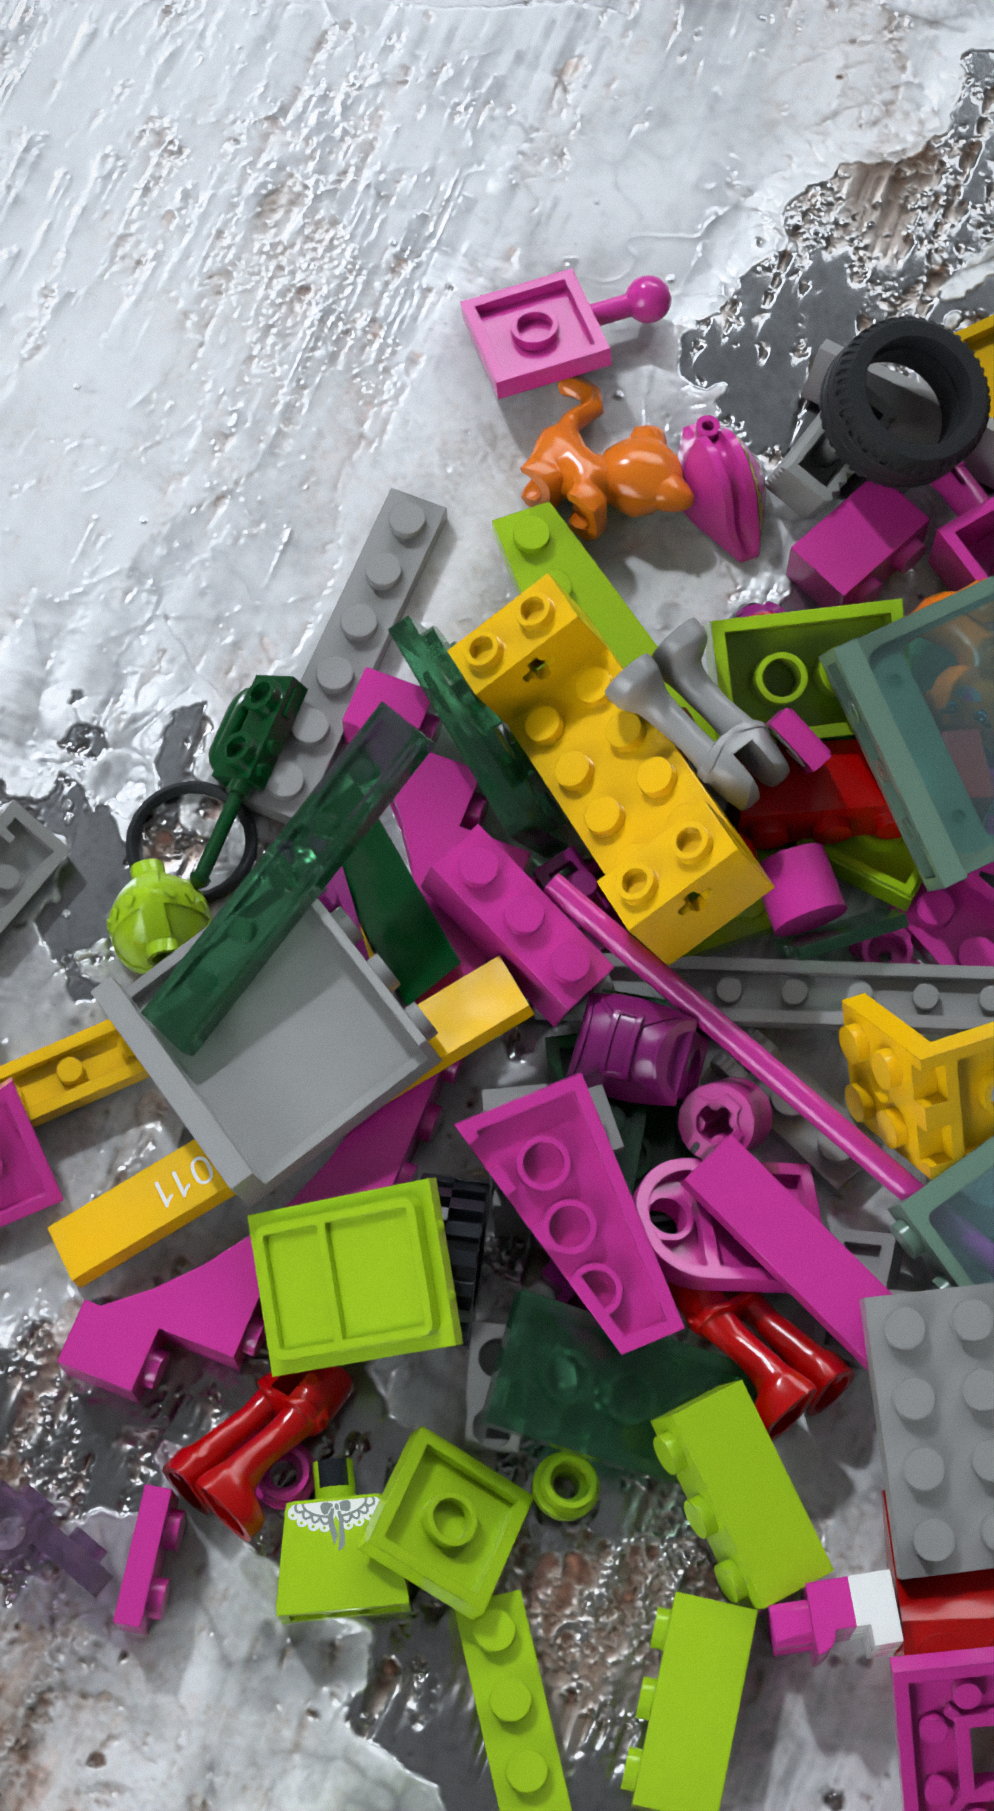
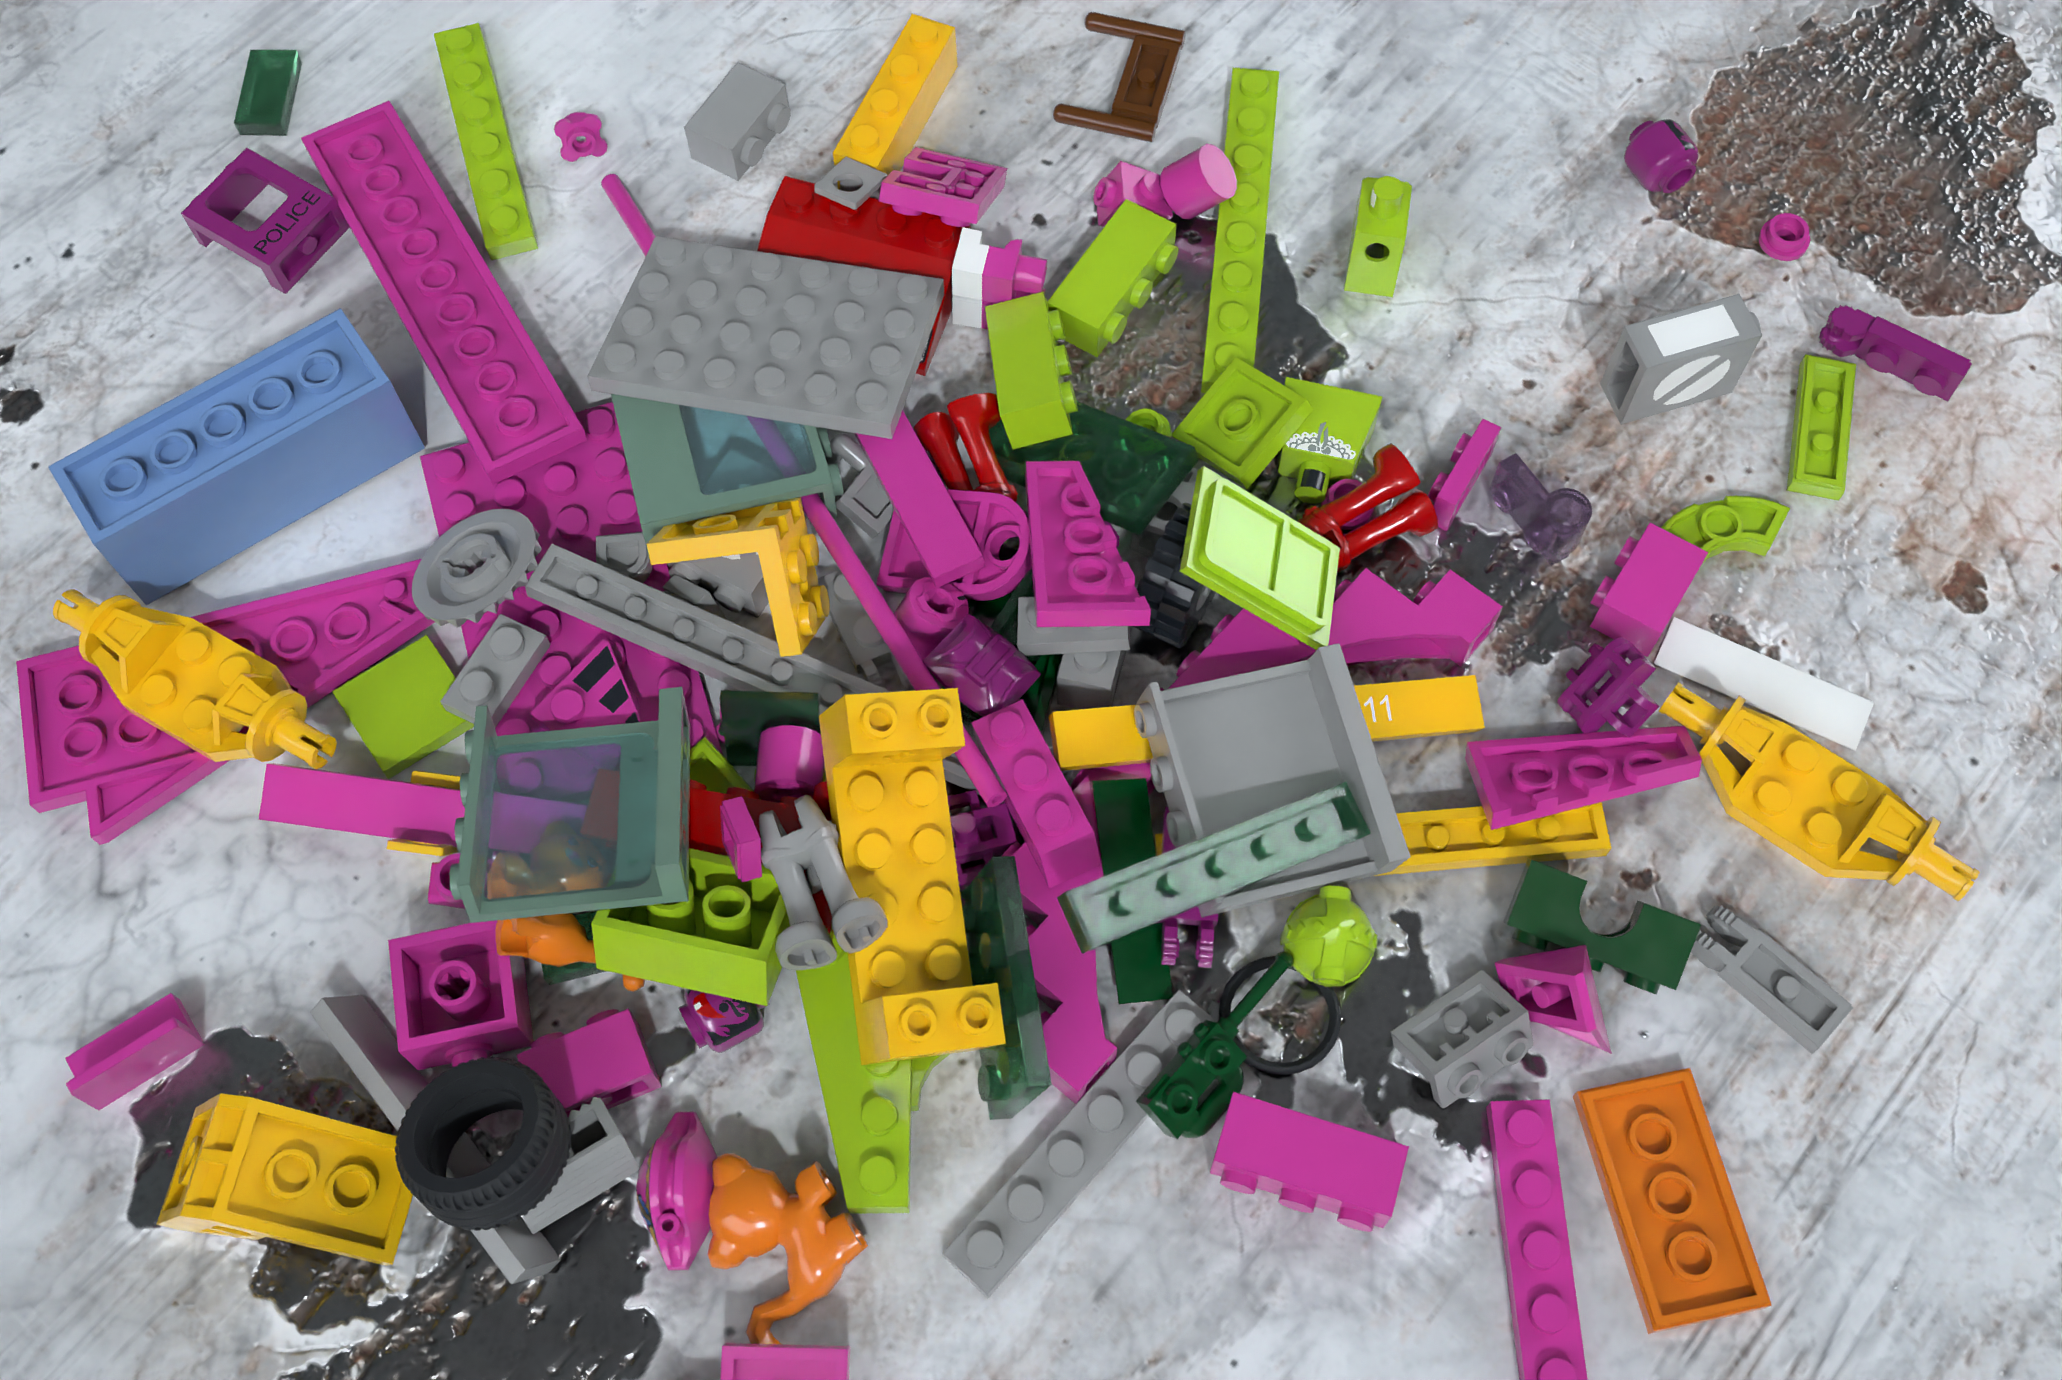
camera: 160 degrees left, 5 degrees down
(120, 696) = (1309, 1162): none -> dark pink brick

